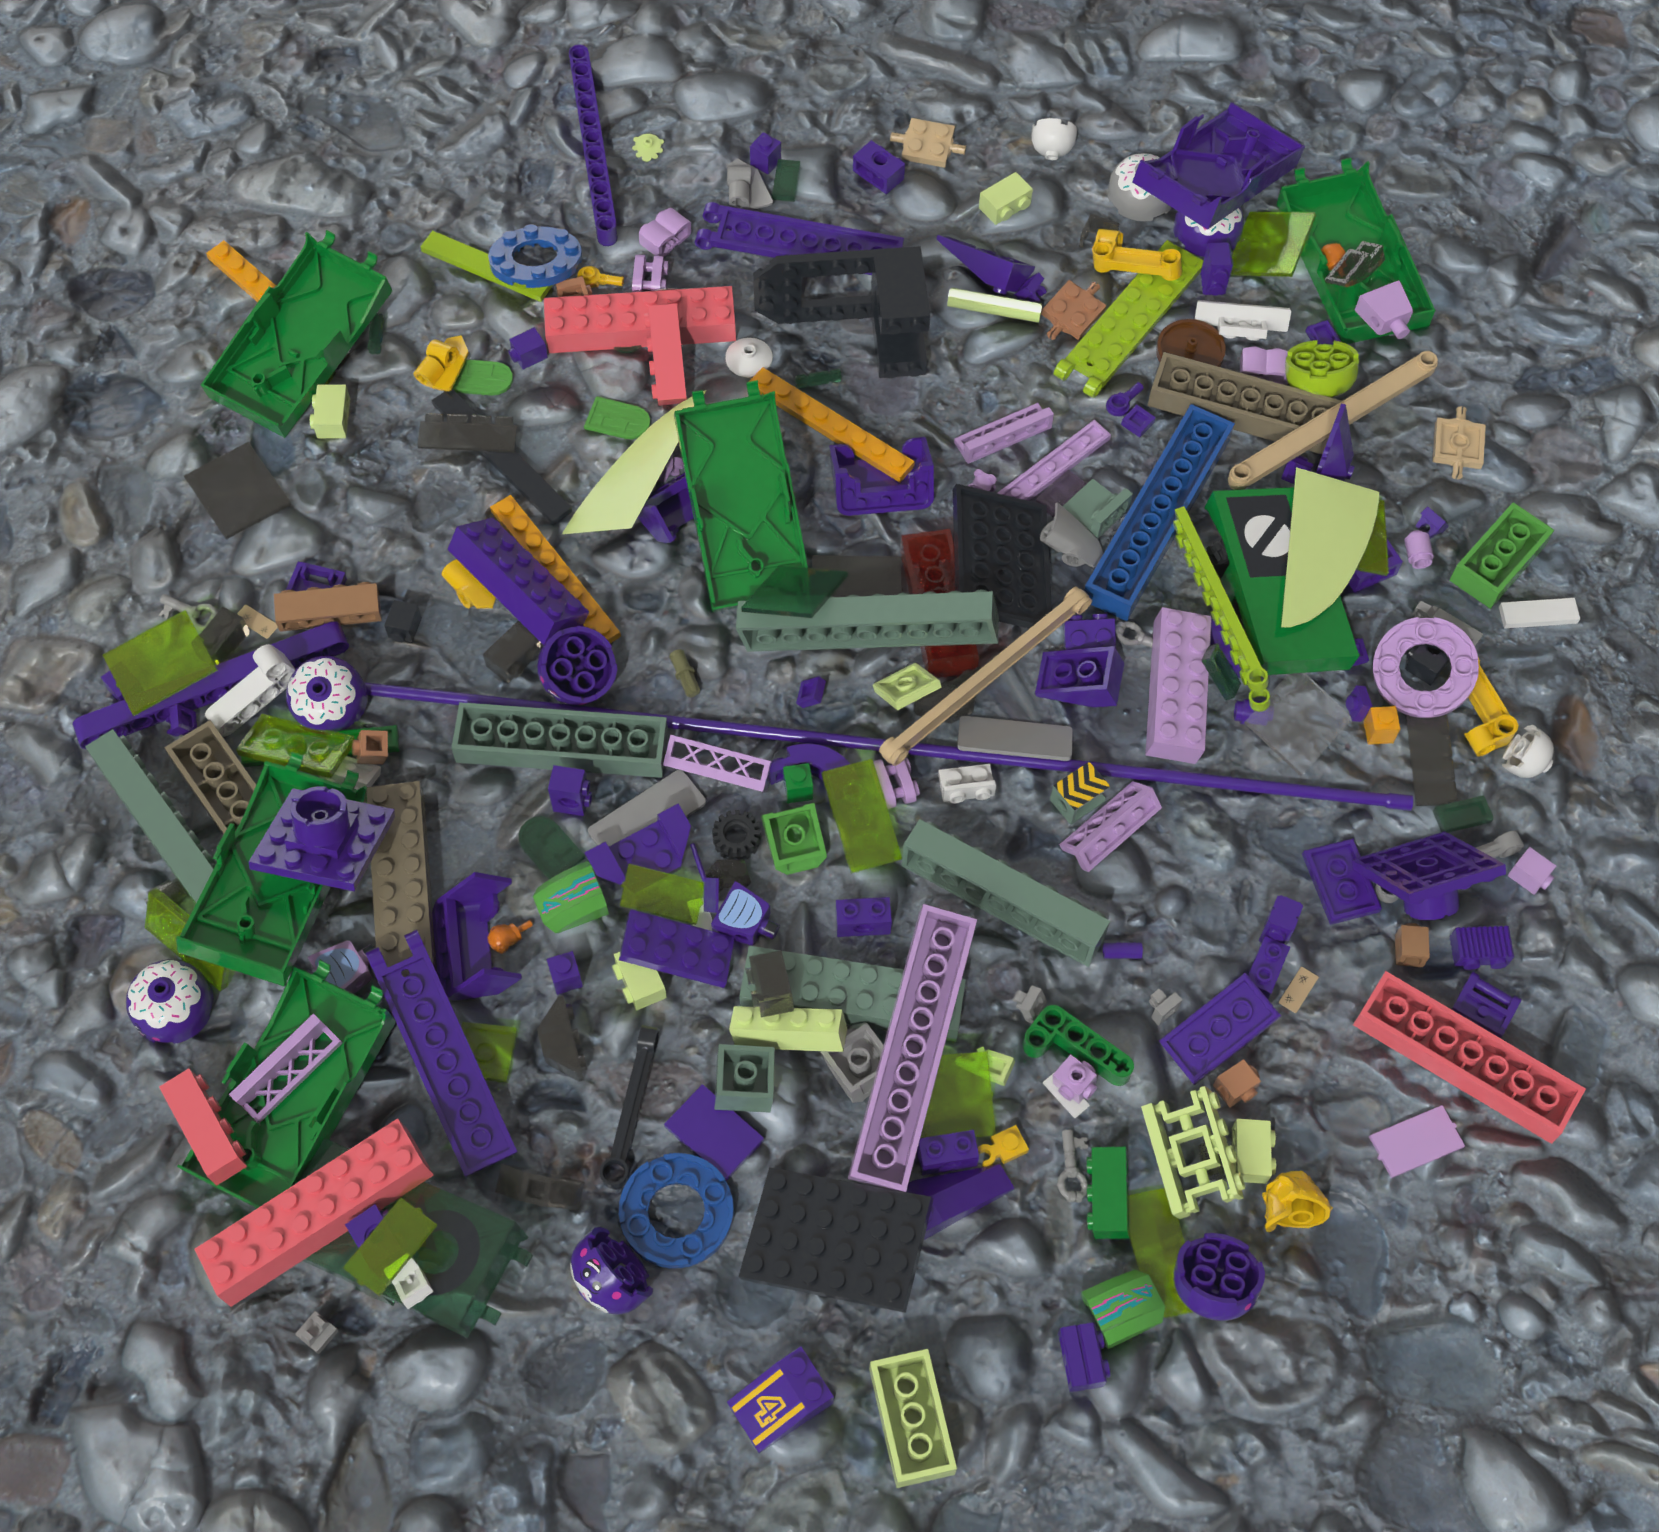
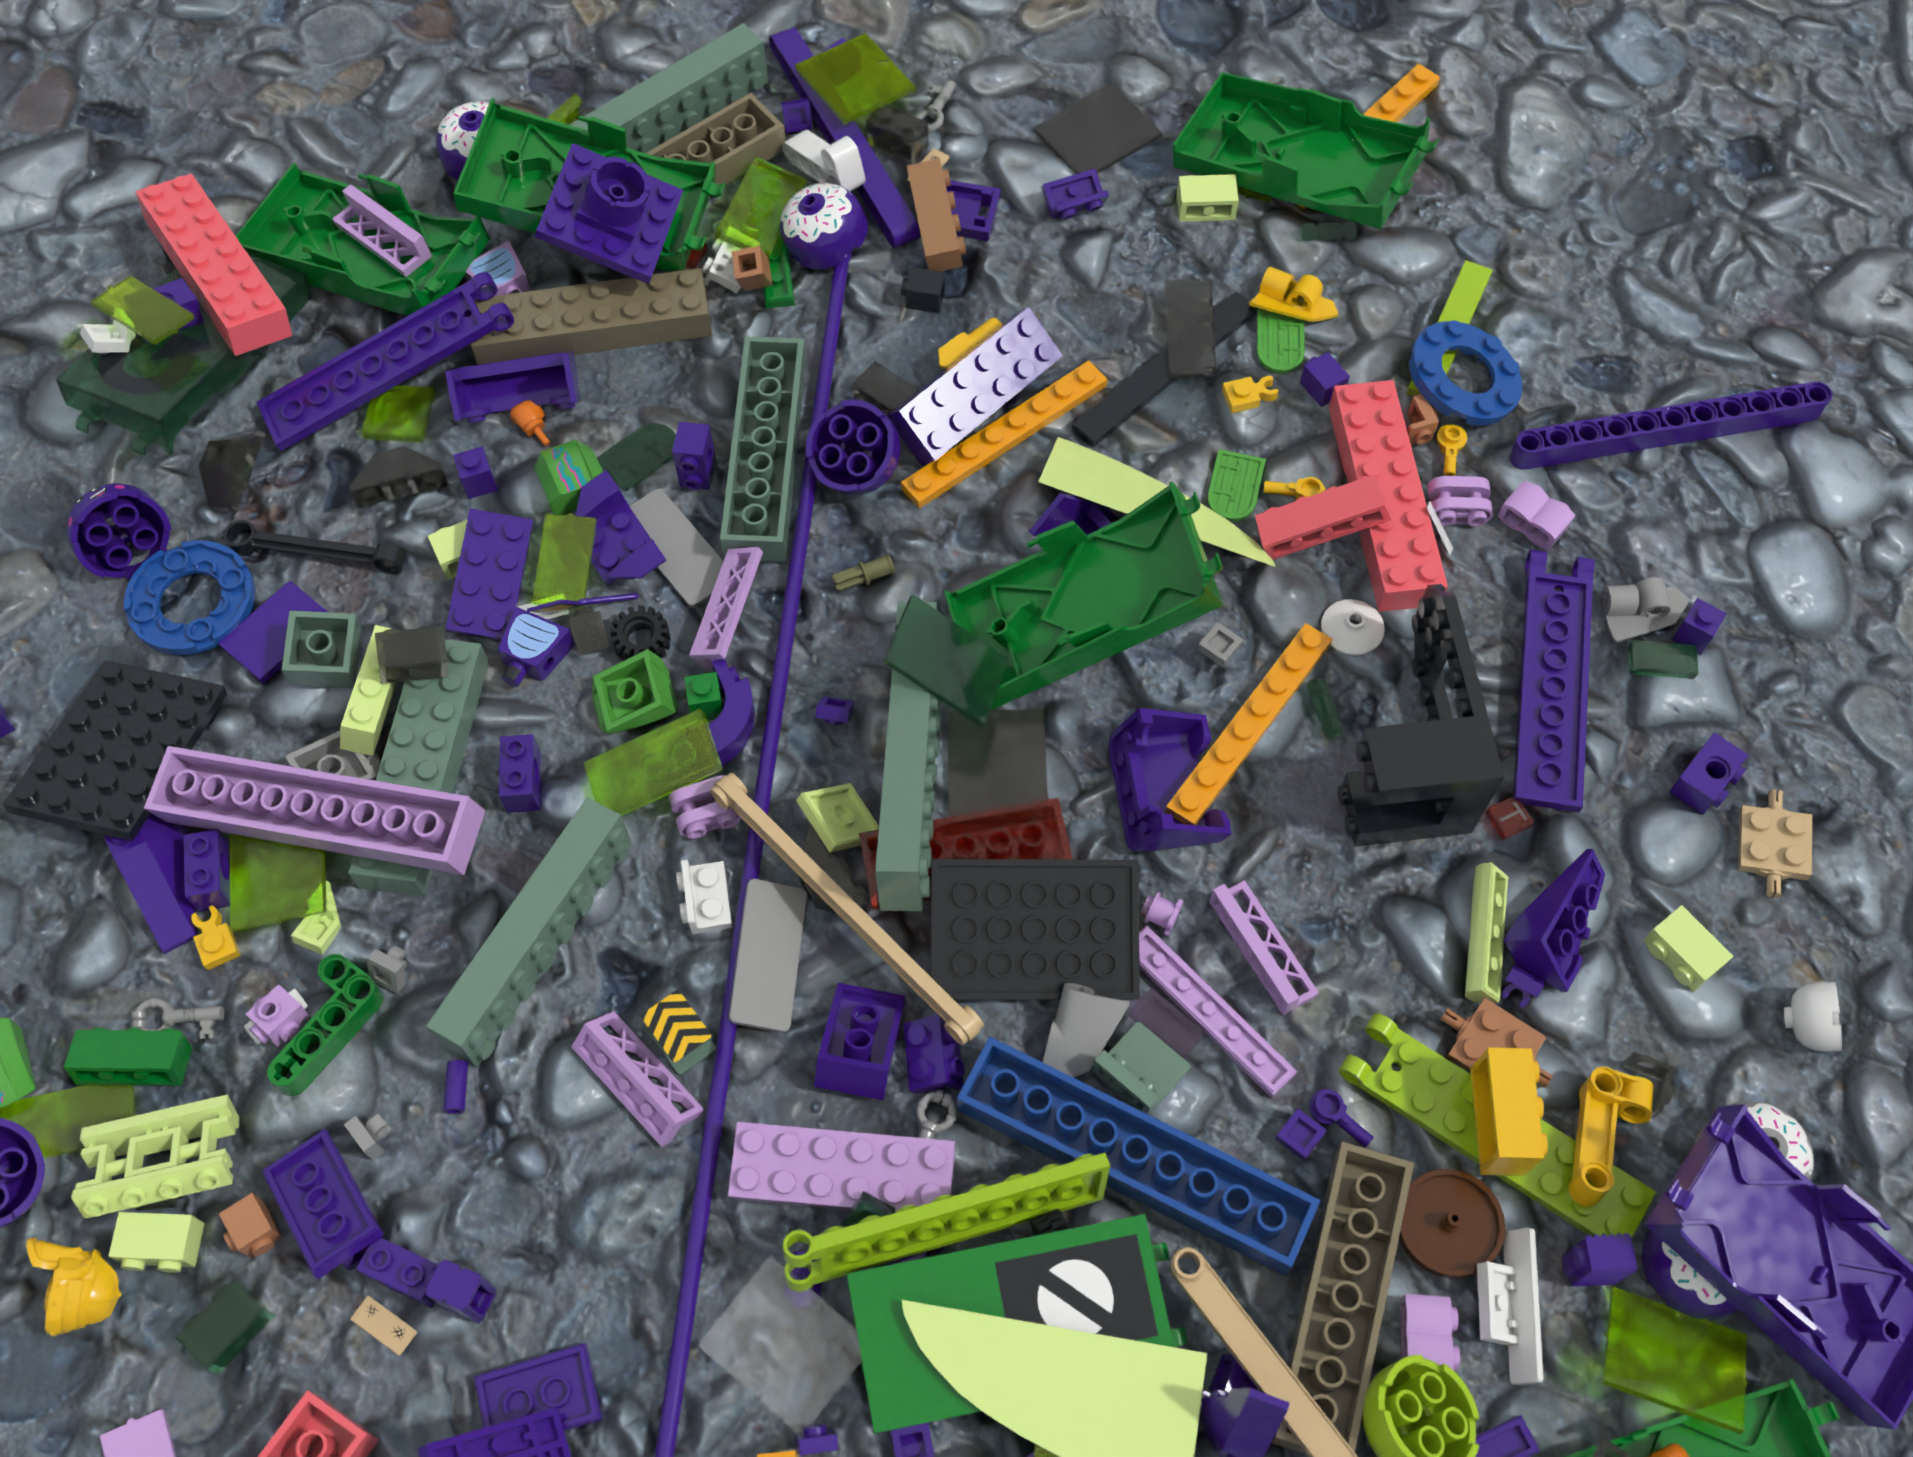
camera: 90 degrees right, 0 degrees up
(203, 1126) = (321, 169): coral brick -> none
(314, 506) = (1074, 194): none -> dark purple bracket
(532, 403) = (1246, 394): none -> yellow plate
(629, 370) = (1302, 488): none -> yellow plate
(647, 146) = (1684, 491): yellowish green piece -> none
(1130, 297) = (1508, 1111): none -> yellow piece
(1311, 1092) = (224, 1326): none -> clear green brick

